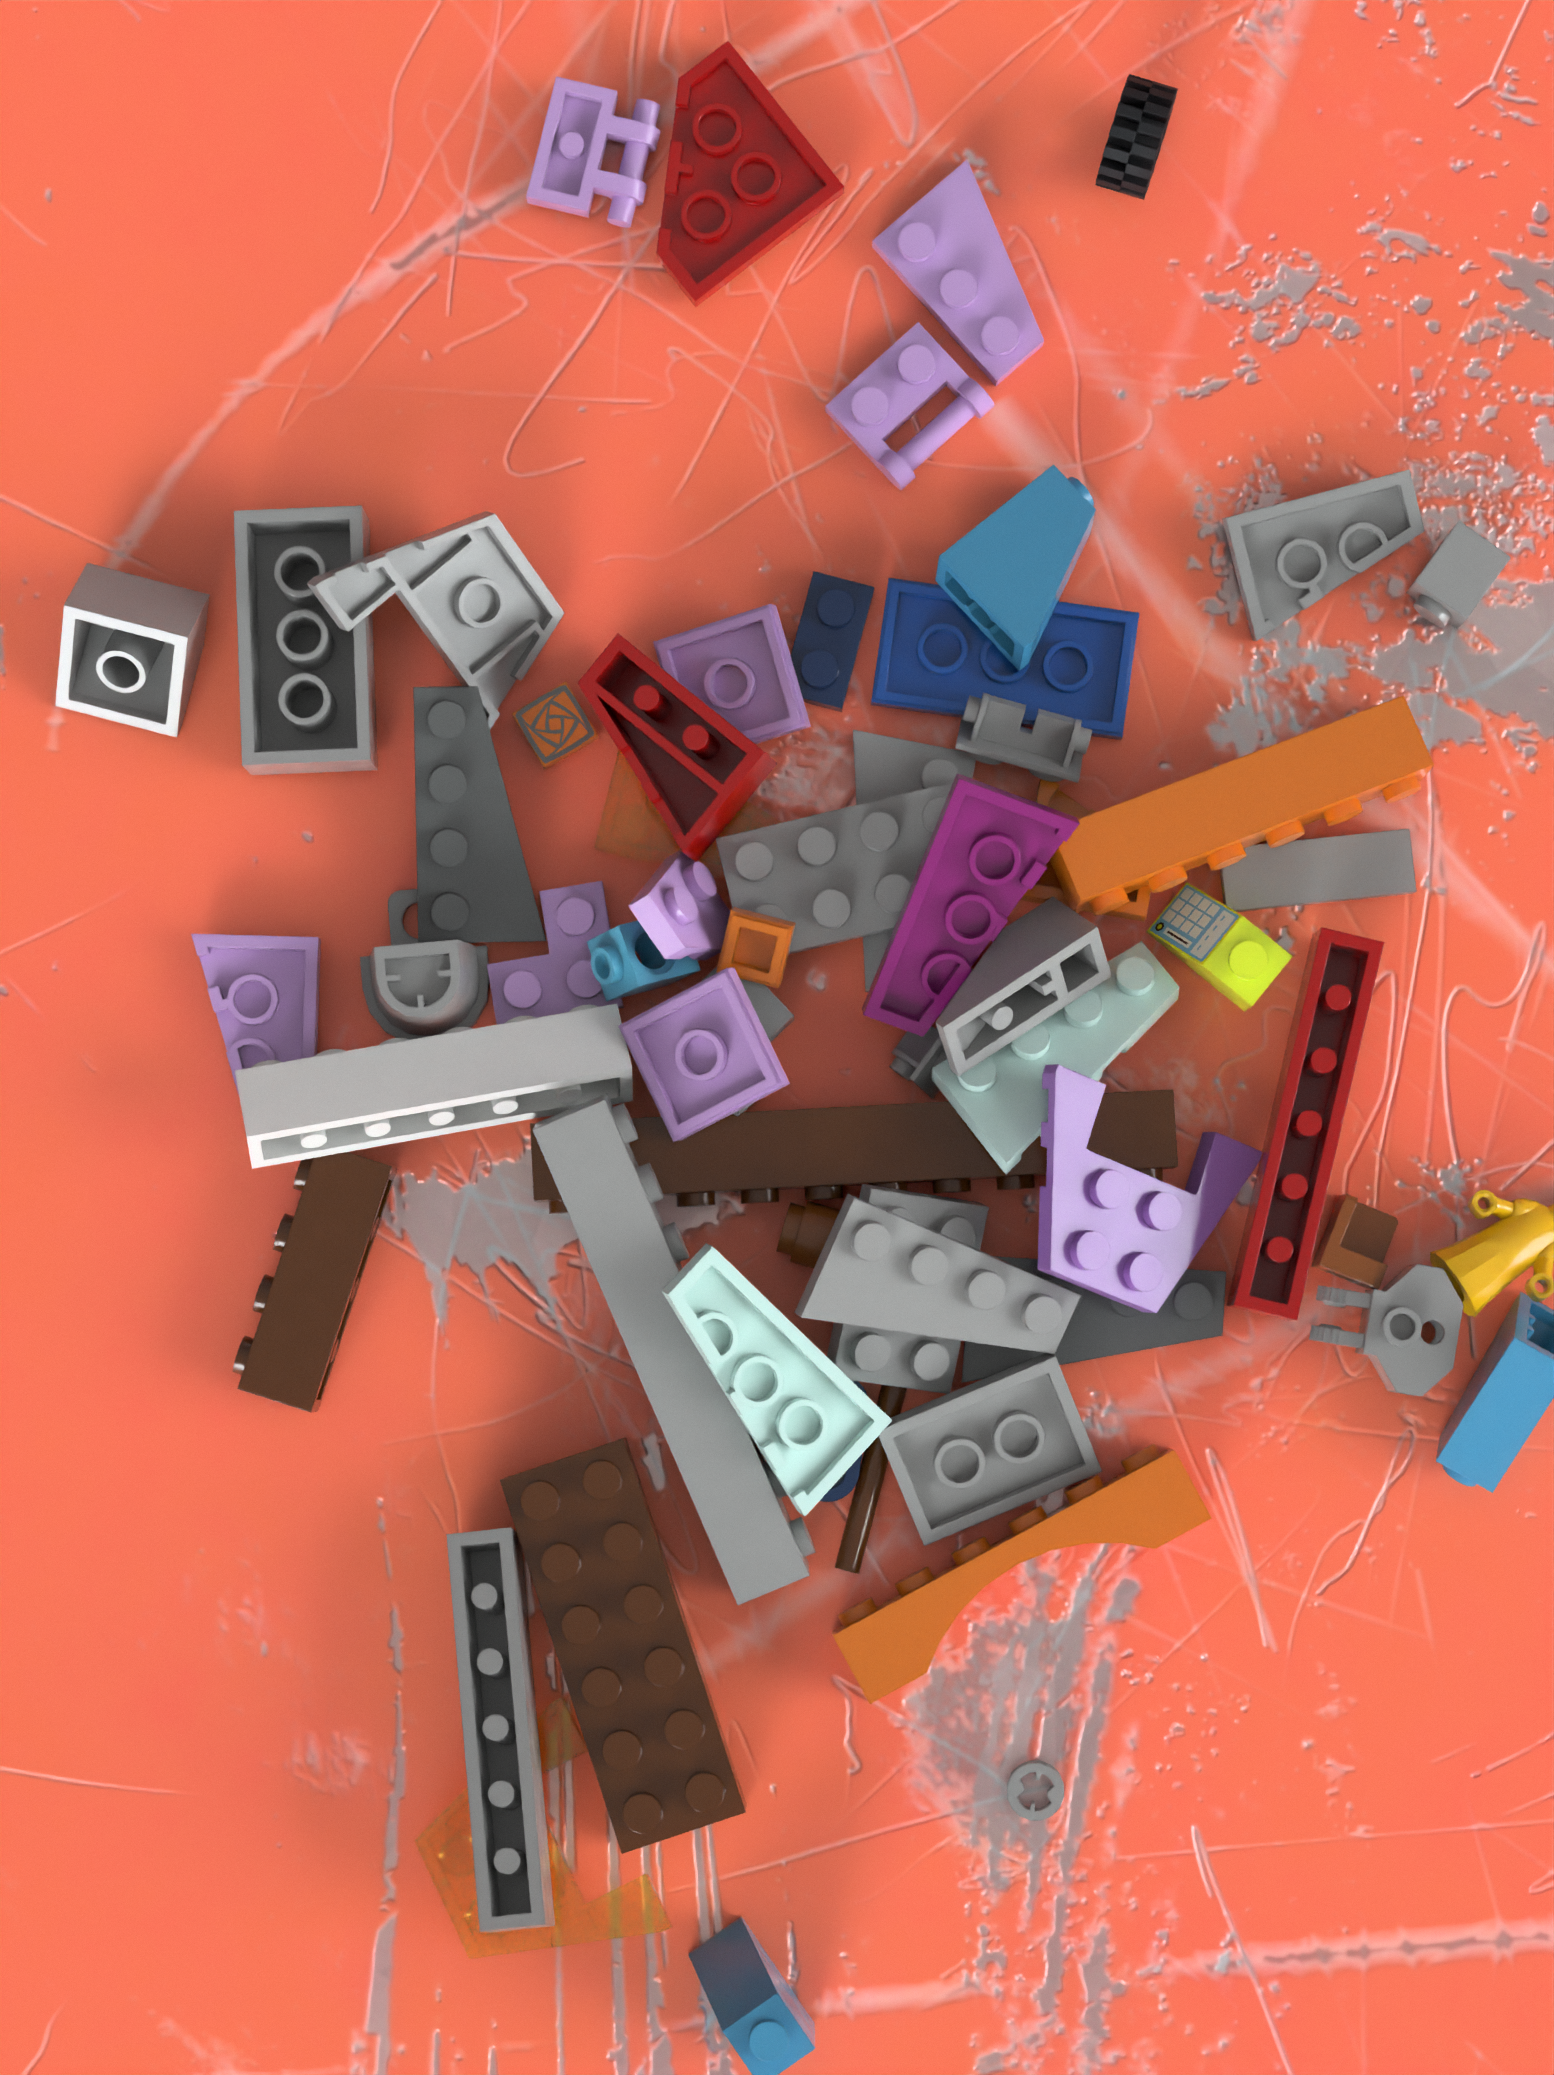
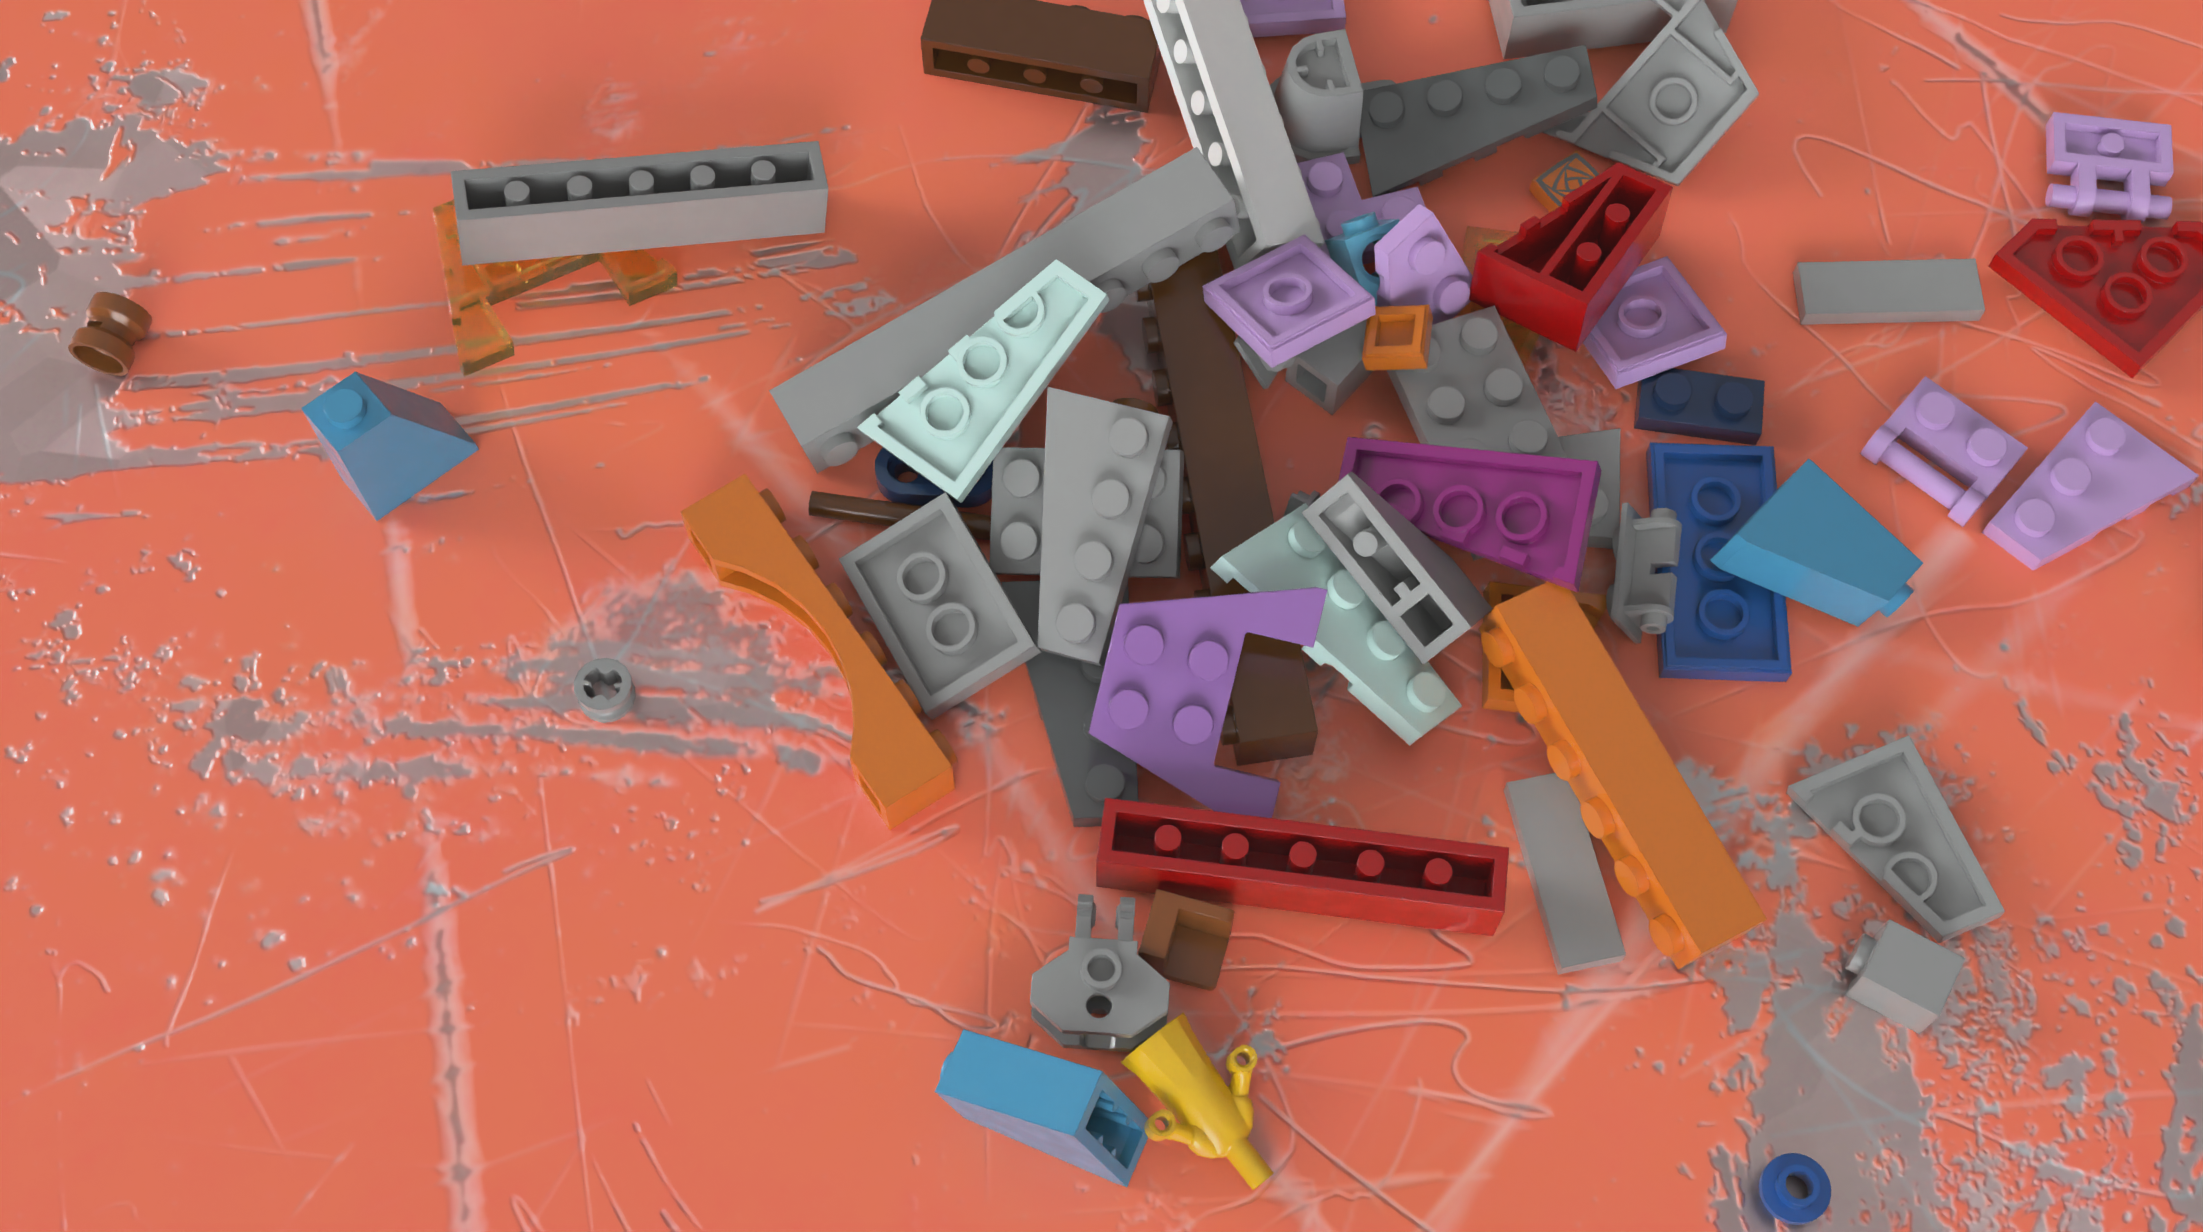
camera: 80 degrees right, 20 degrees down
(624, 1645) = (727, 311): reddish brown brick -> none
(715, 418) = (1888, 291): none -> light grey tile
(1219, 945) = (1466, 781): neon yellow slope -> none

